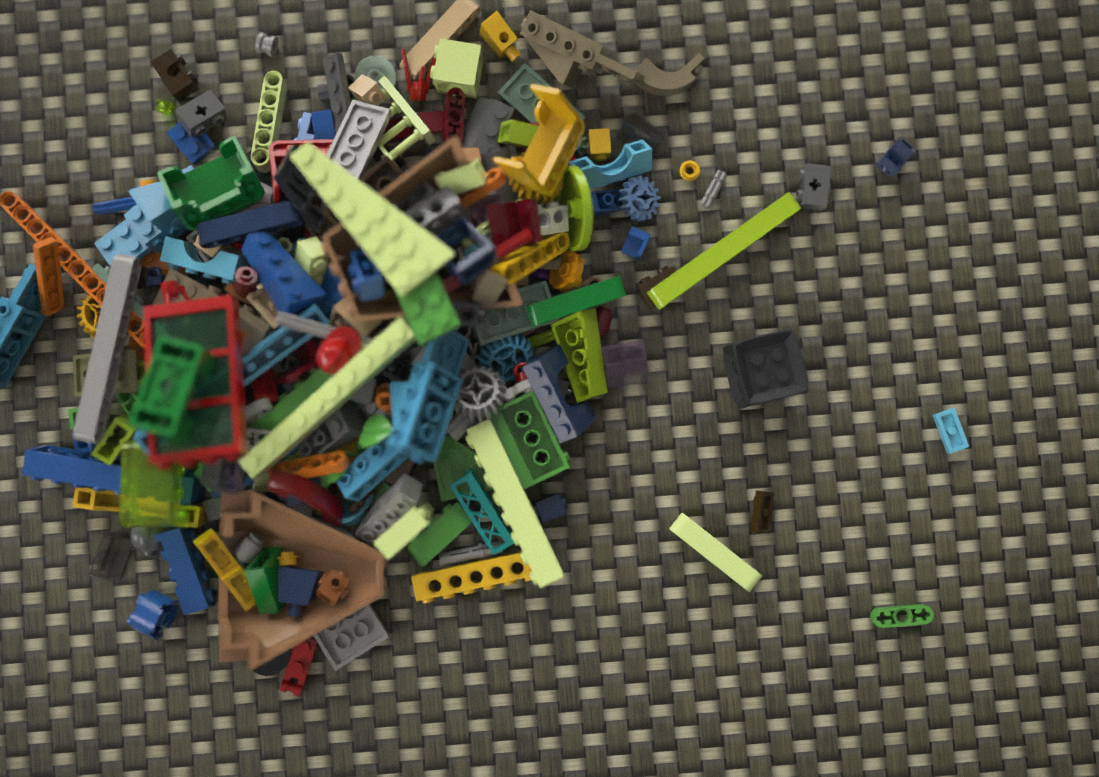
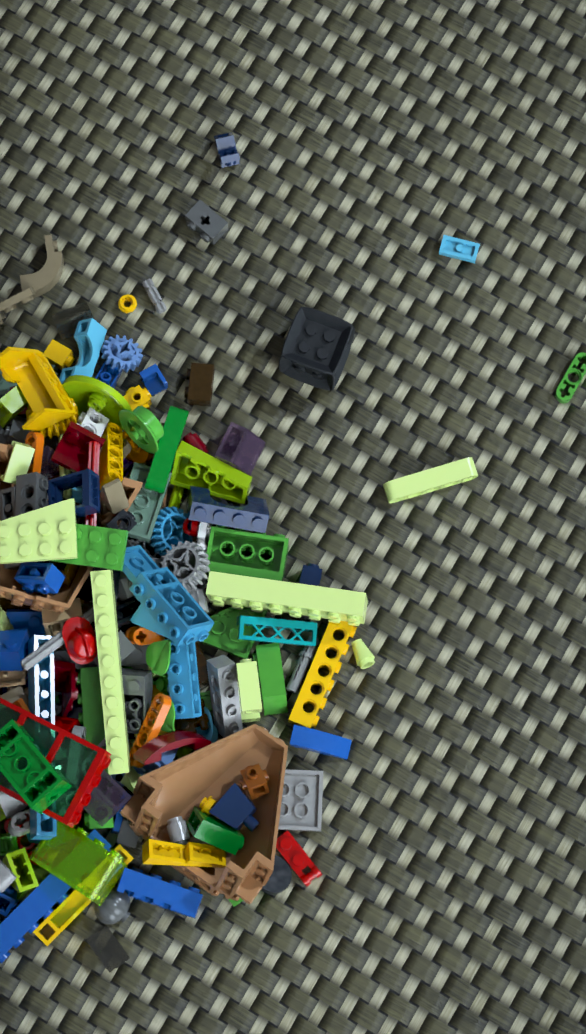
camera: 55 degrees left, 10 degrees down
(153, 614) = (176, 941): blue brick -> none
(412, 616) = (320, 742): none -> blue slope
(515, 600) = (362, 654): none -> yellowish green cone
(577, 266) = (142, 428): none -> bright green wheel
(598, 243) = (138, 397): none -> yellow brick
(723, 251) = (206, 318): lime beam -> none
(762, 512) = (424, 425): dark brown plate -> none

